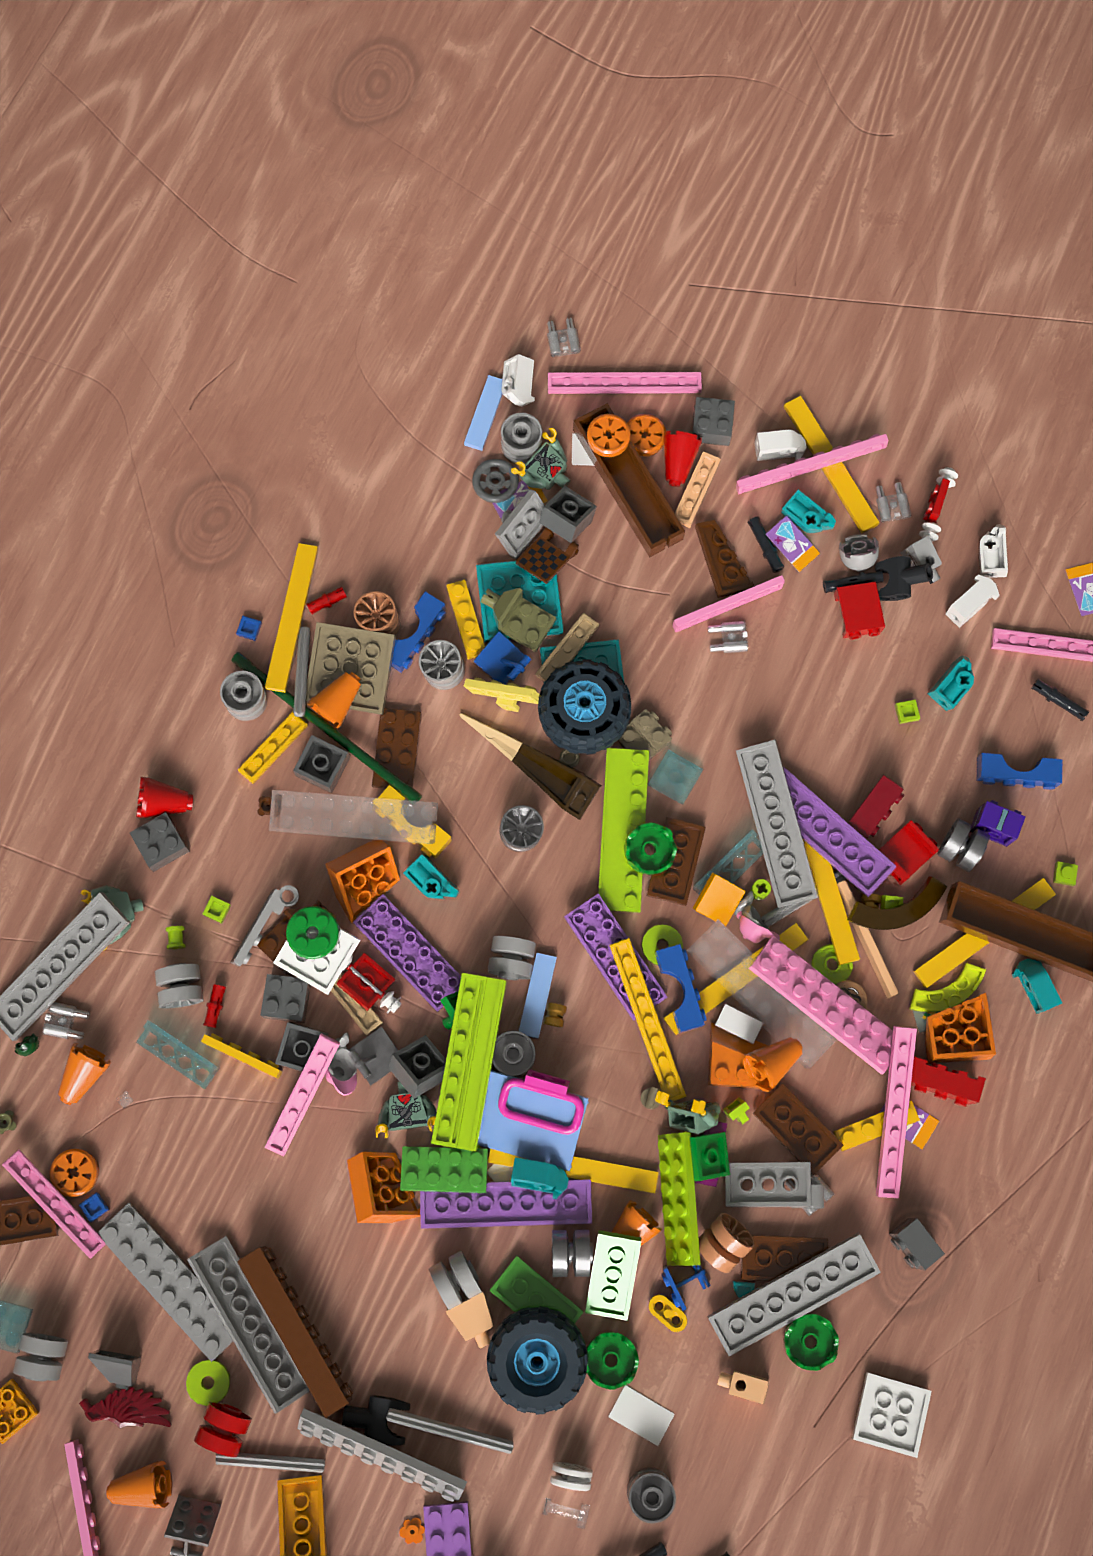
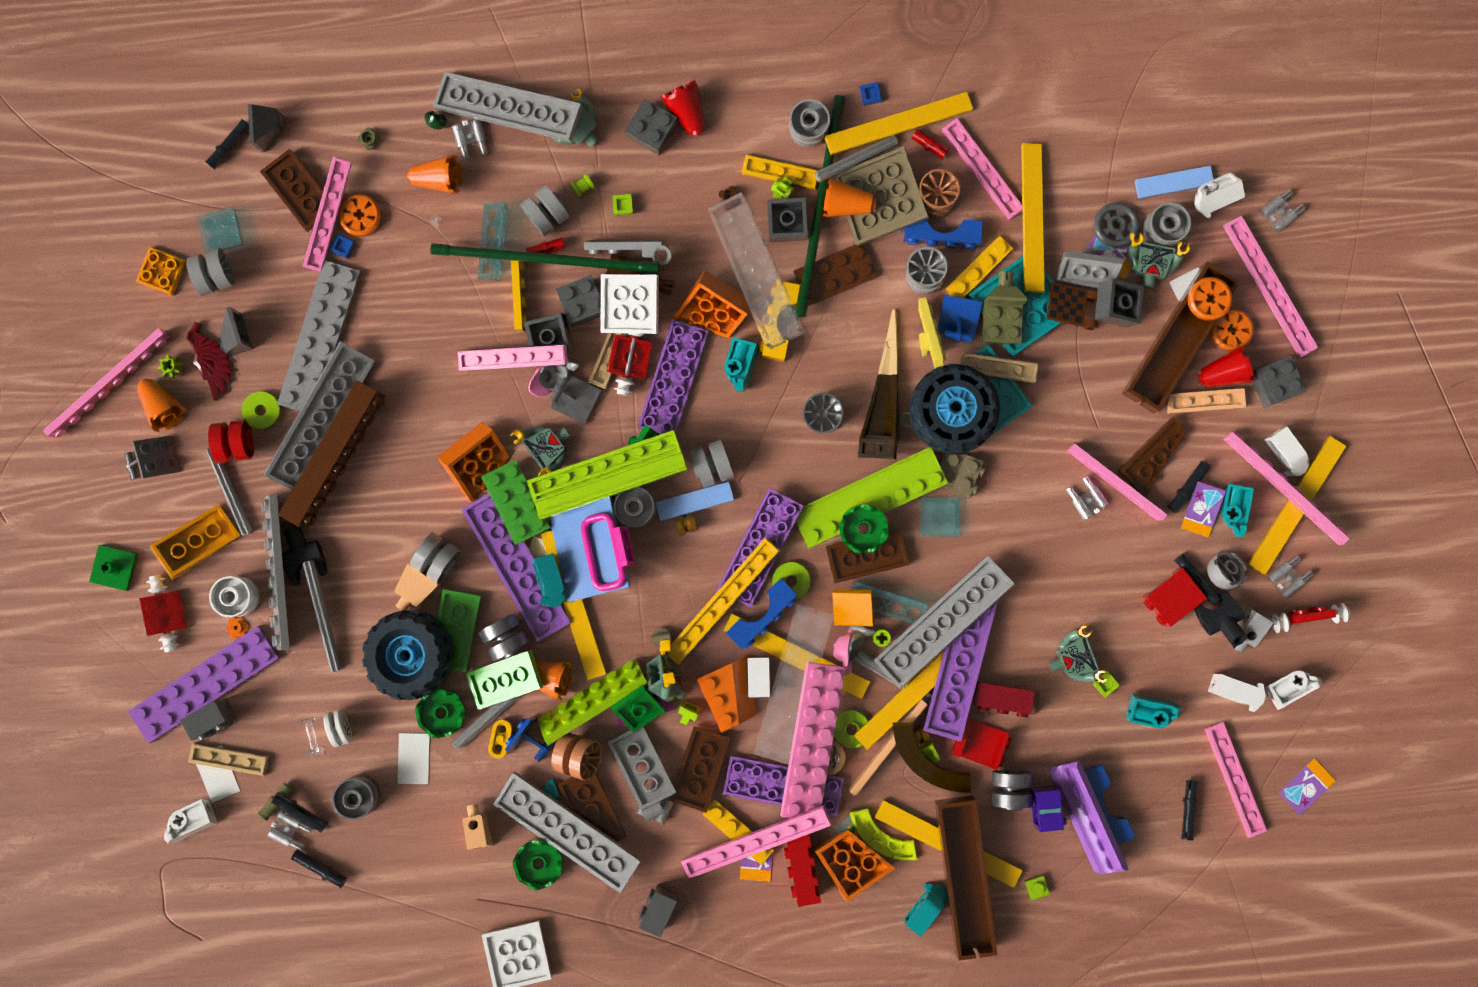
camera: 70 degrees right, 10 degrees up
(110, 1460) = (164, 366): none -> lime gear
(161, 1101) = (643, 266): none -> dark green piece
(289, 753) = (782, 188): none -> lime gear
(327, 937) = (653, 296): green plate -> none
(376, 567) = (982, 169): none -> bright pink tile
(381, 1514) = (234, 596): none -> white wheel
(418, 1066) = (583, 436): dark grey brick -> none
(447, 547) = (1032, 218): none -> yellow tile
(642, 1325) = (481, 723): none -> light grey axle
(772, 1062) = (739, 721): orange cone -> none
(844, 1070) = (767, 781): none -> medium lavender plate
(870, 723) = (1077, 657): none -> sand green torso
(1024, 791) = (1088, 818): none -> medium lavender plate

